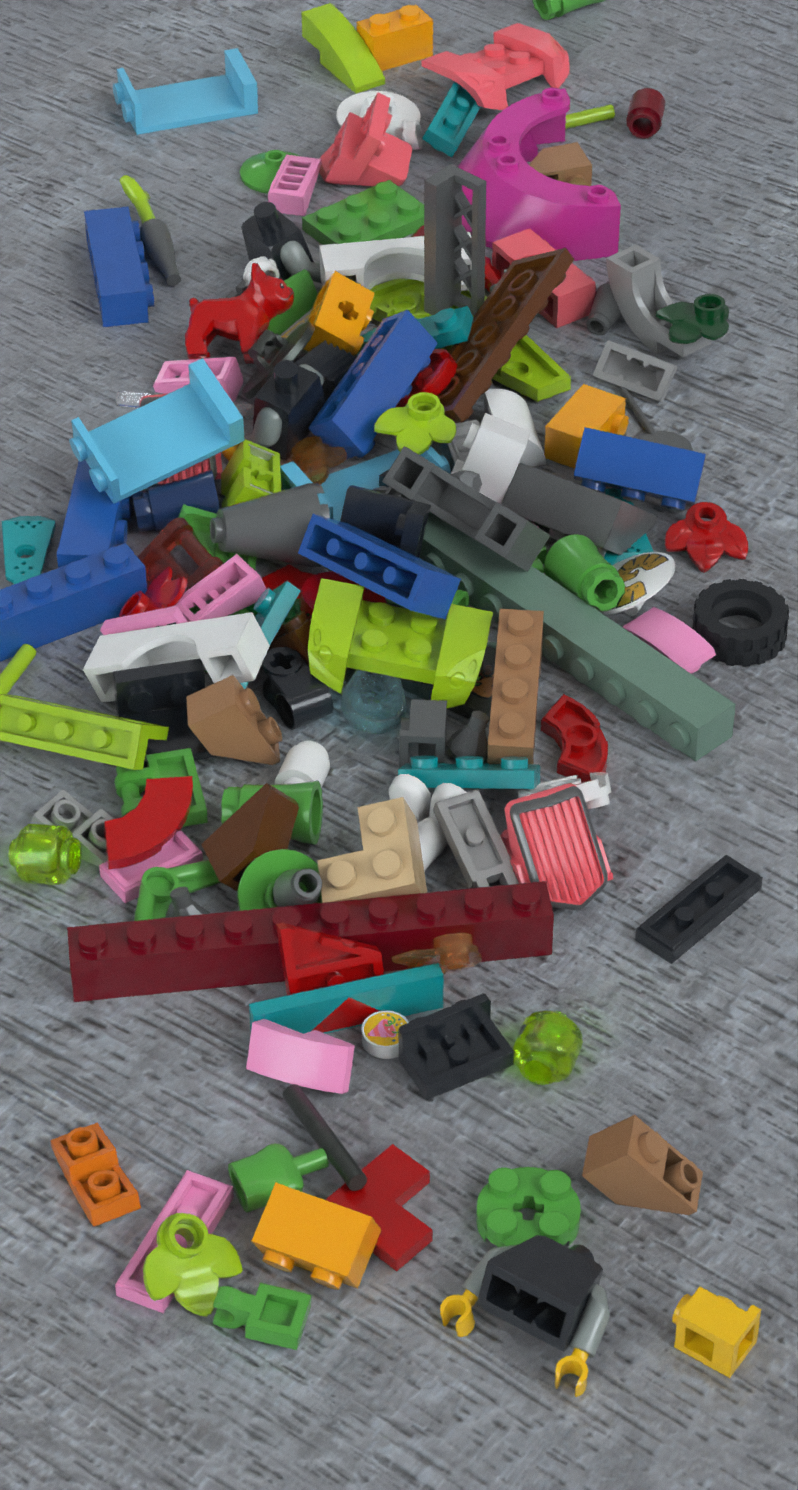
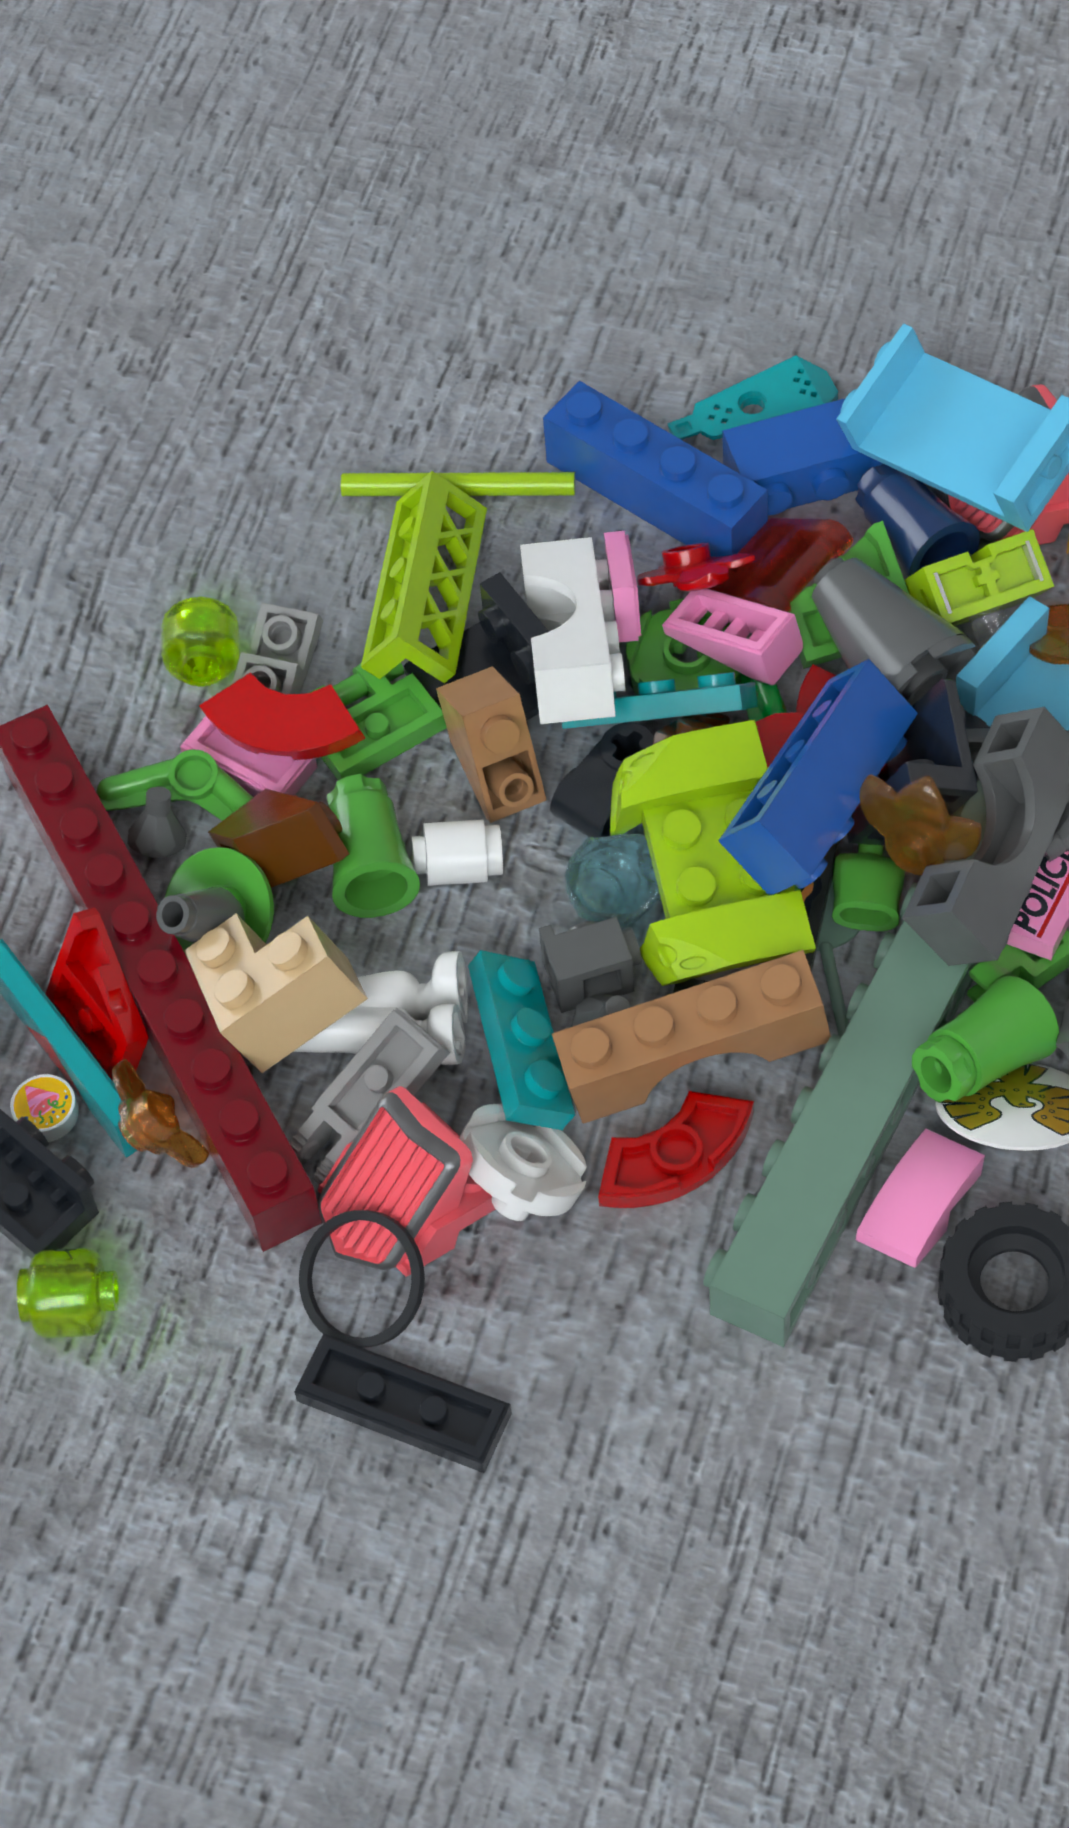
camera: 75 degrees right, 15 degrees up
(442, 534) = (917, 824): none -> clear orange plate
(633, 859) = (417, 1277): none -> black piece

